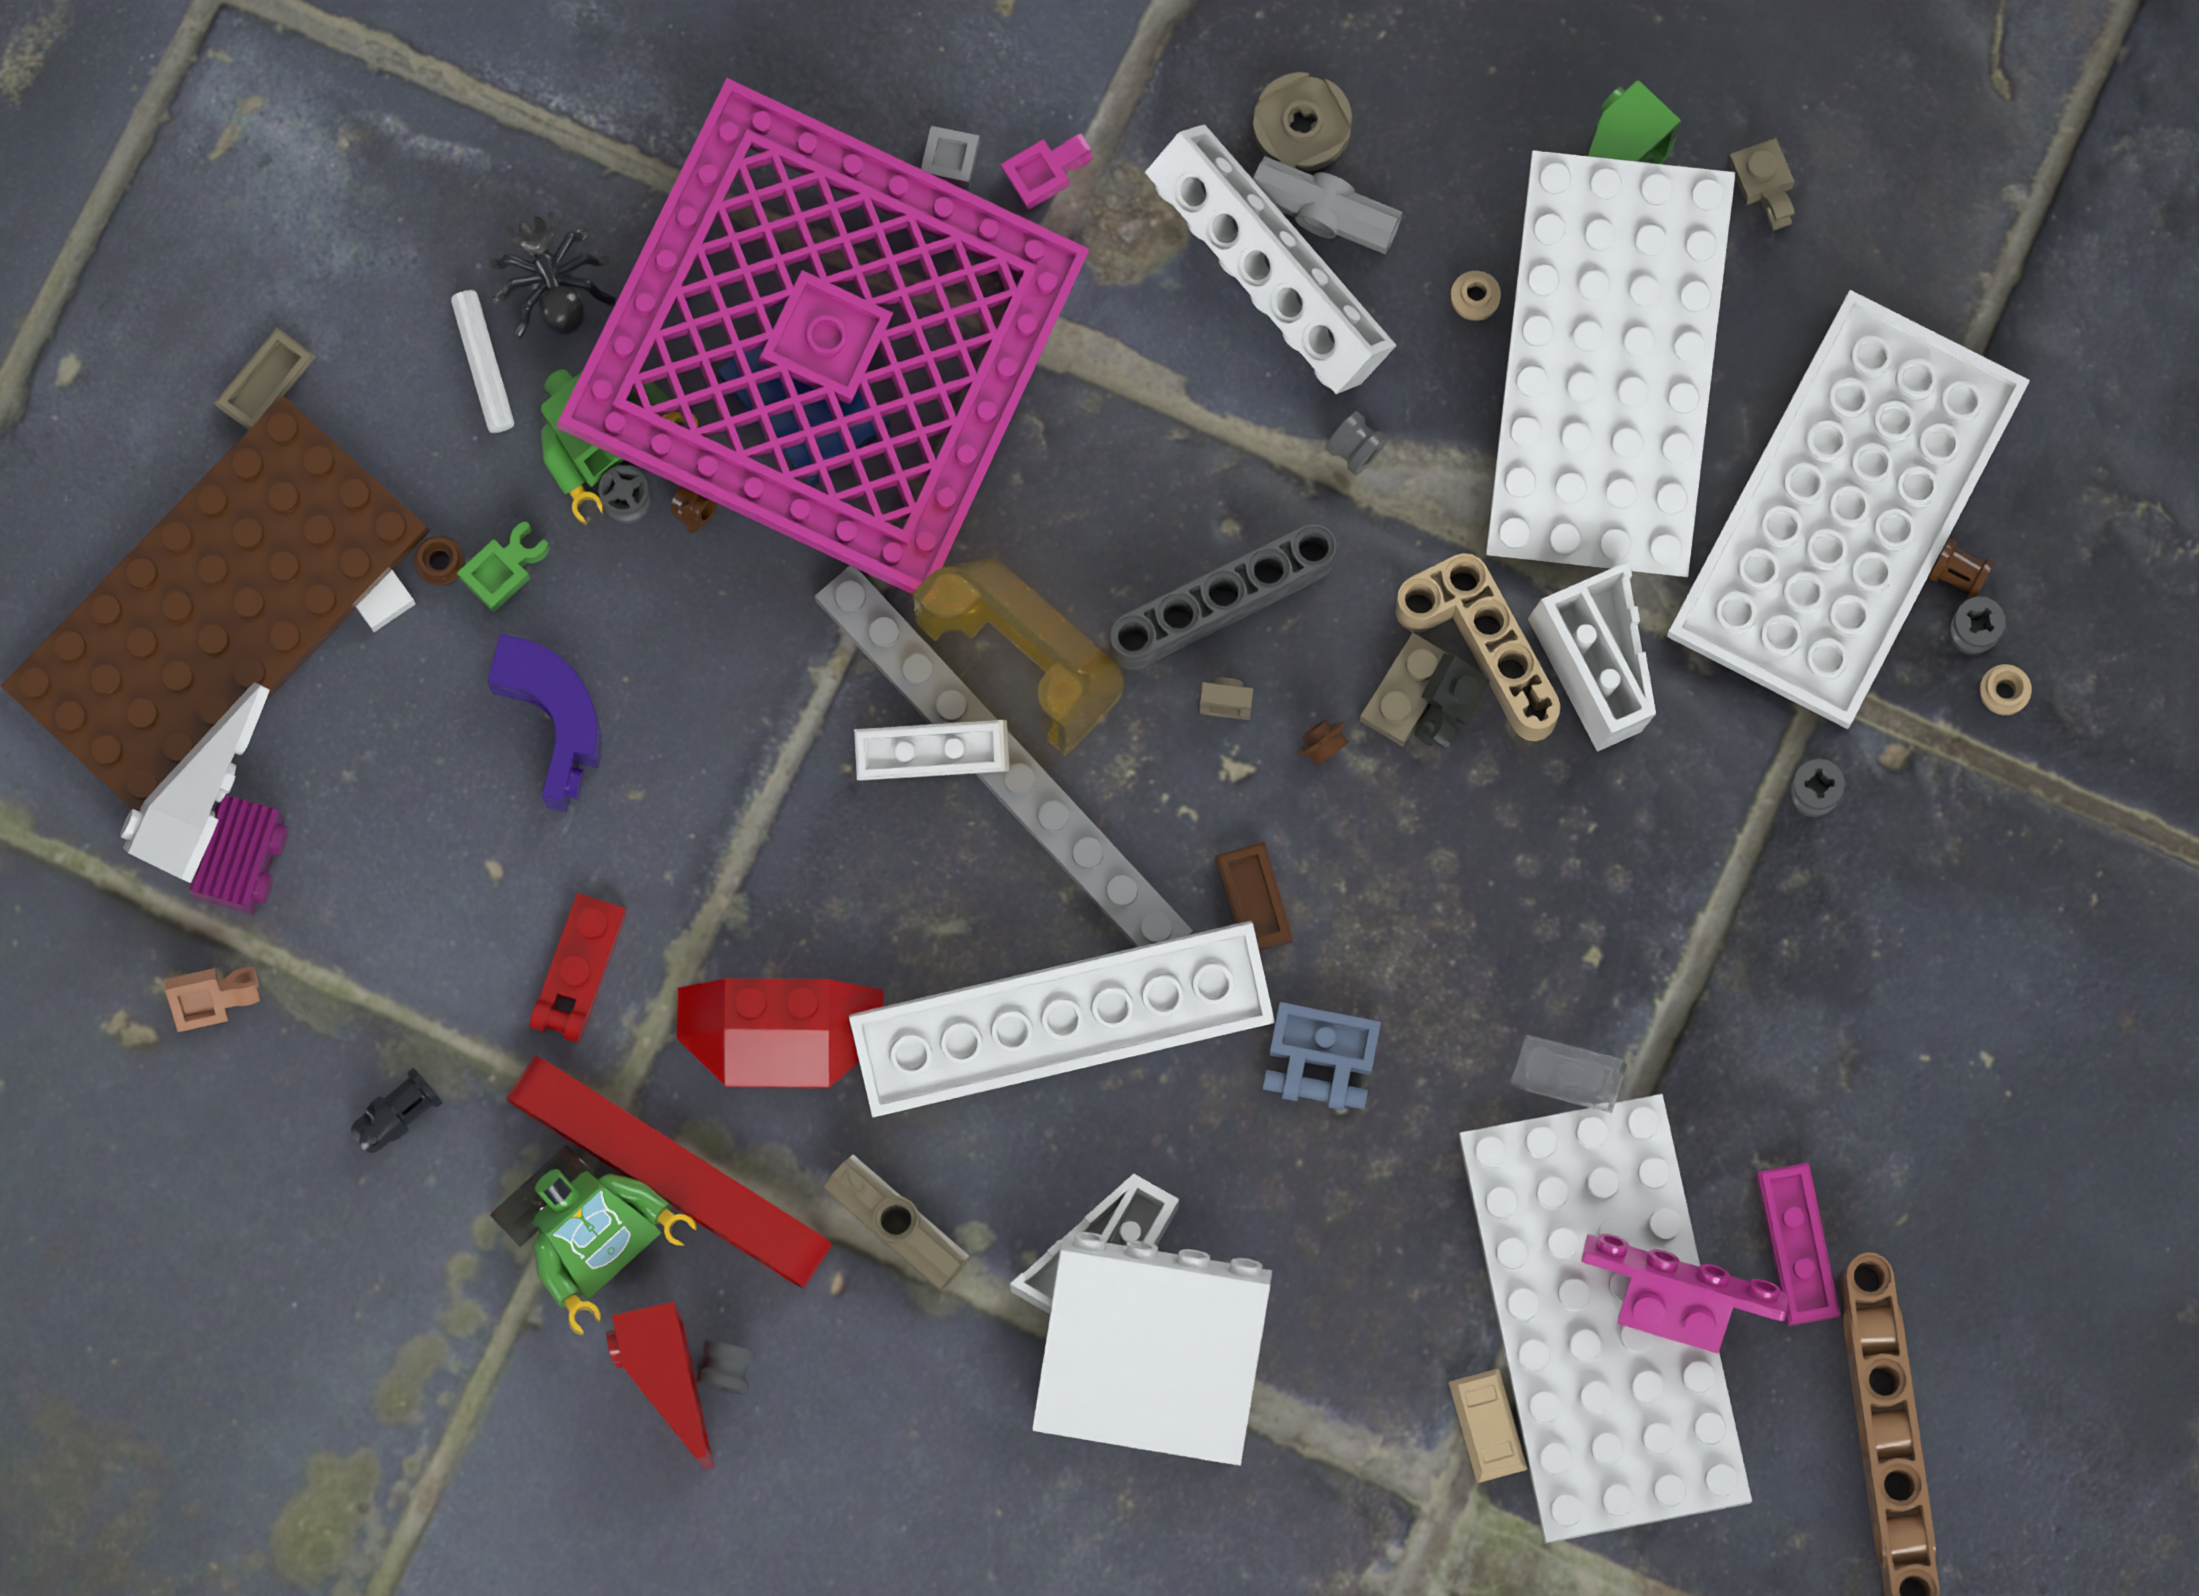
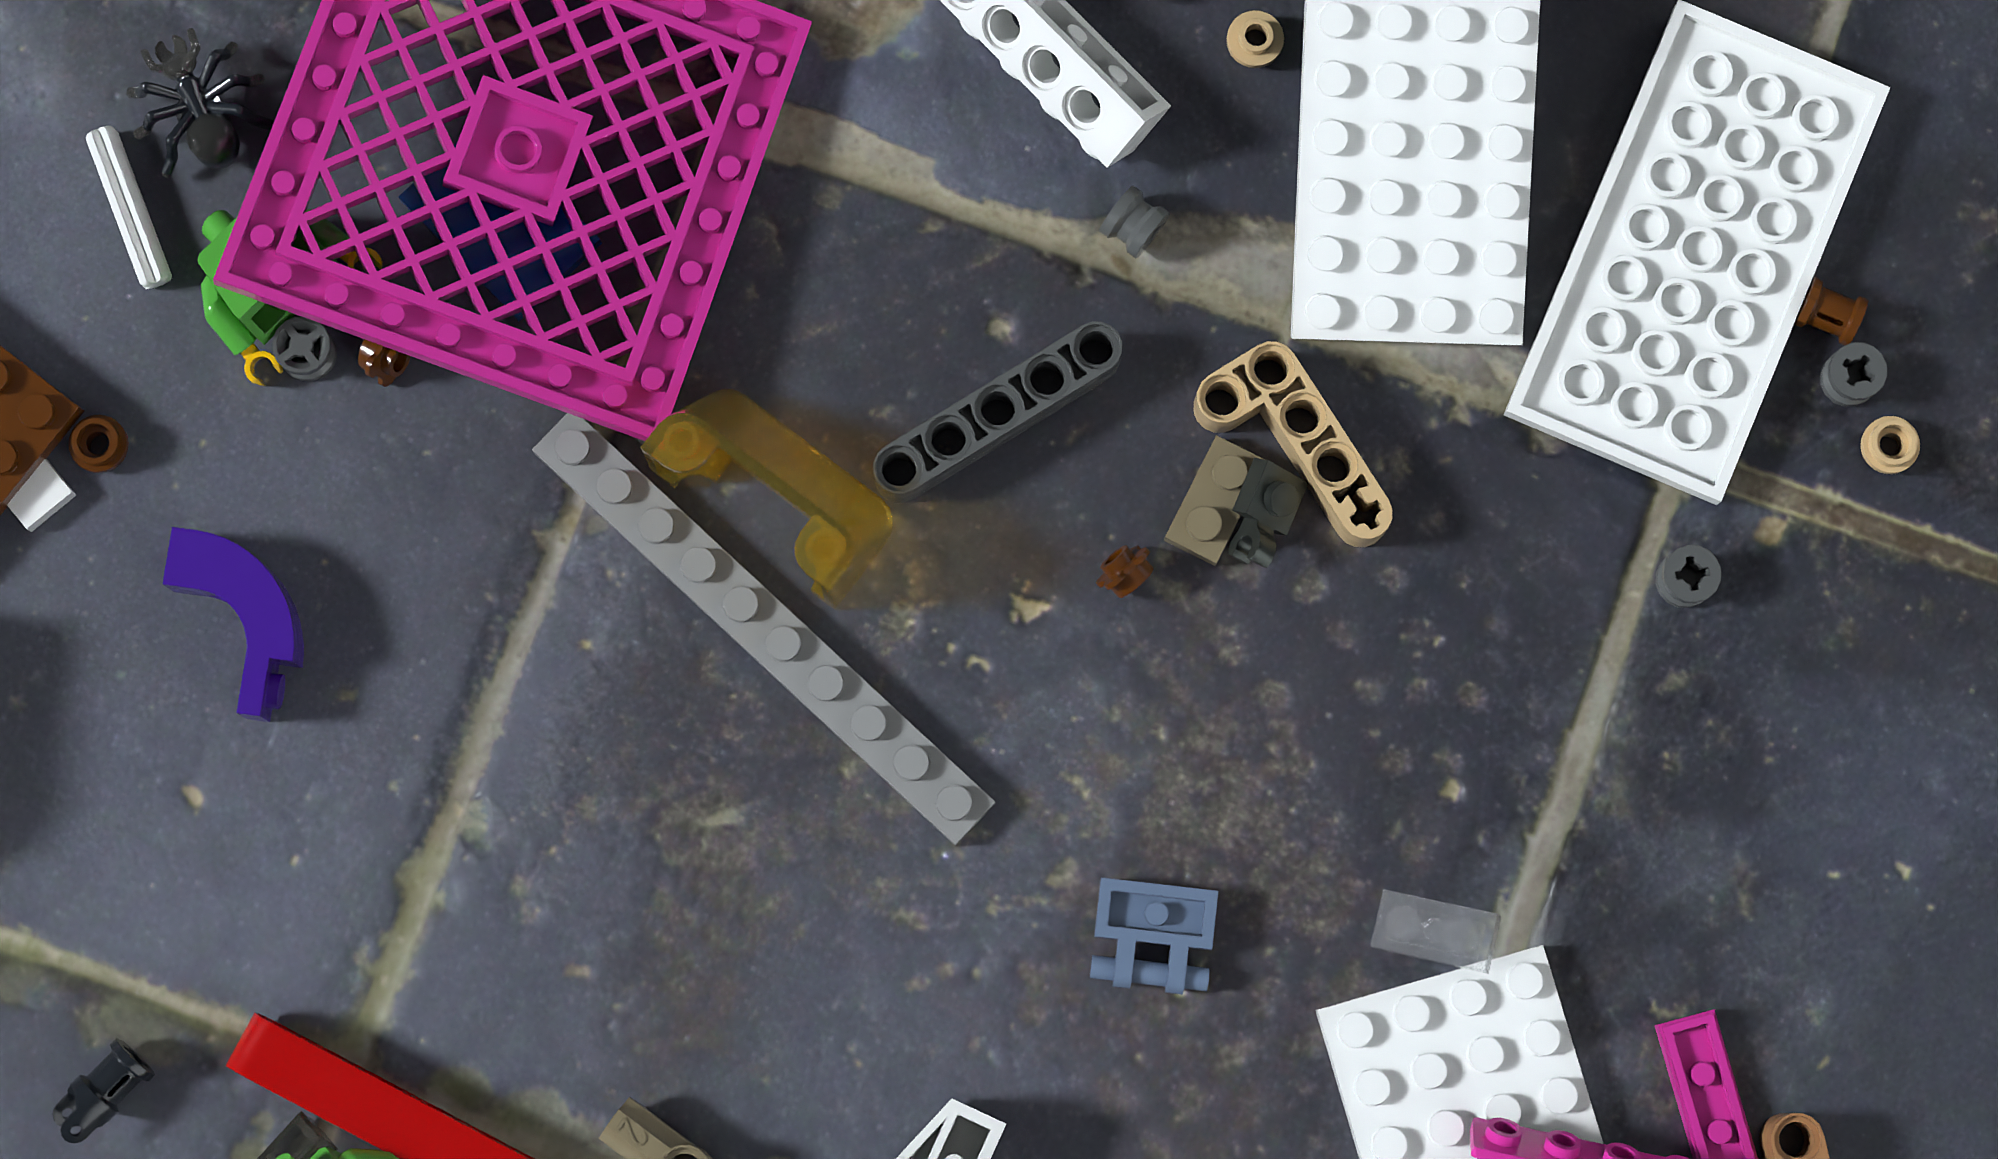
camera: 10 degrees left, 5 degrees up
(498, 571) = (166, 452): bright green plate -> none
(578, 966) = (297, 903): red plate -> none
(773, 1029) = (534, 959): red wedge -> none
(932, 750) = (680, 619): white tile -> none
(1061, 1018) = (853, 918): white plate -> none
(1226, 699) = (1011, 530): dark tan plate -> none
(1254, 894) = (1061, 757): reddish brown tile -> none
(1598, 654) = (1430, 445): white wedge -> none

